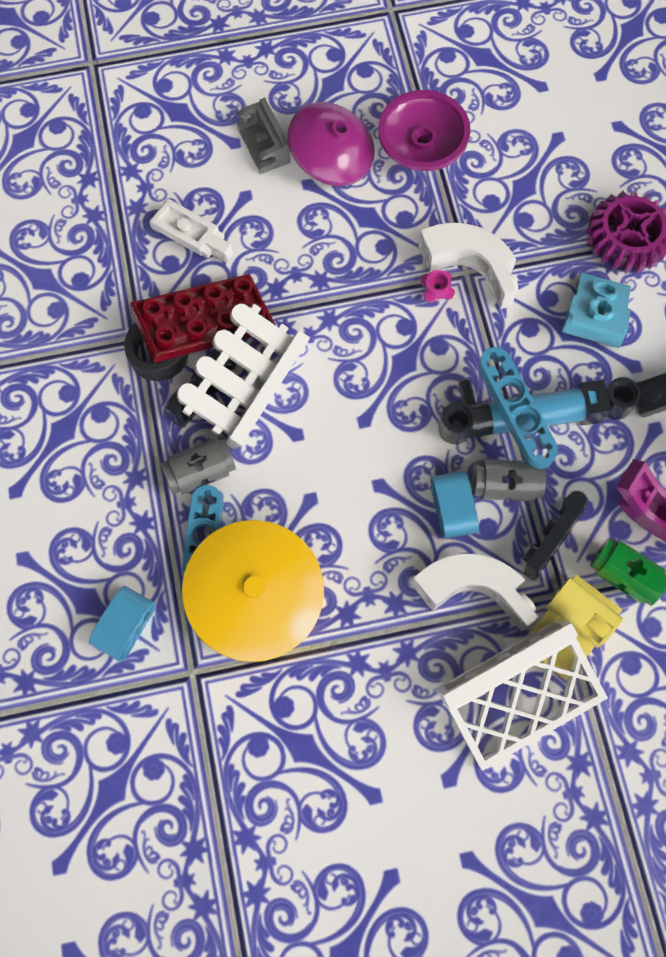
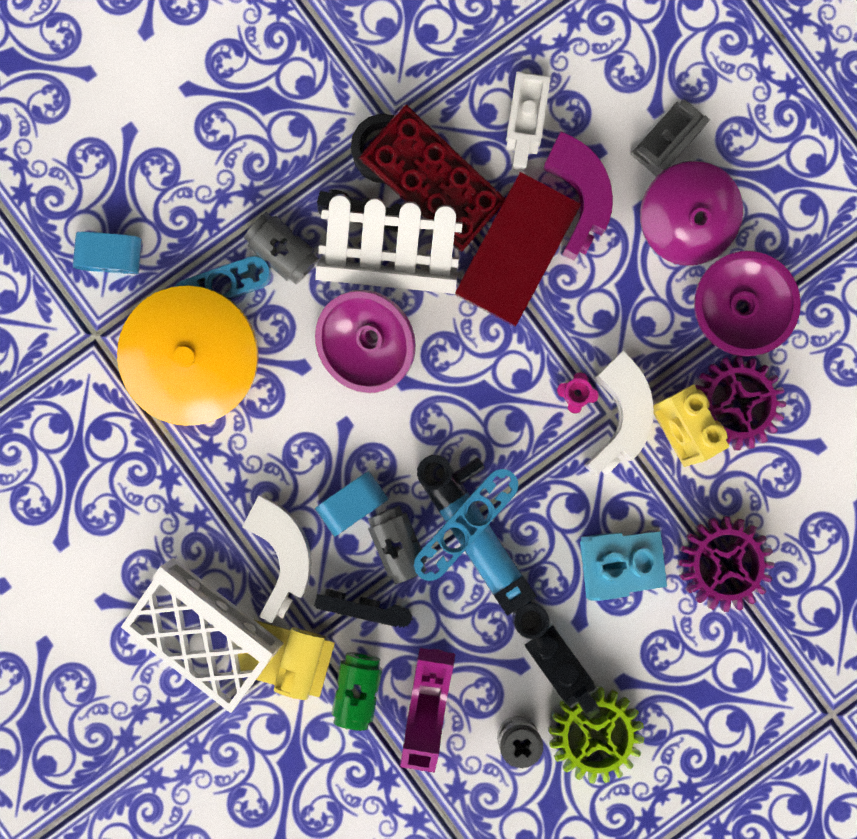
camera: 60 degrees right, 15 degrees up
(272, 205) = (588, 177): none -> magenta arch
(296, 281) = (517, 249): none -> dark red tile
(338, 430) = (352, 353): none -> magenta dish
(508, 204) = (690, 426): none -> light yellow plate
(518, 166) = (766, 395): none -> magenta gear

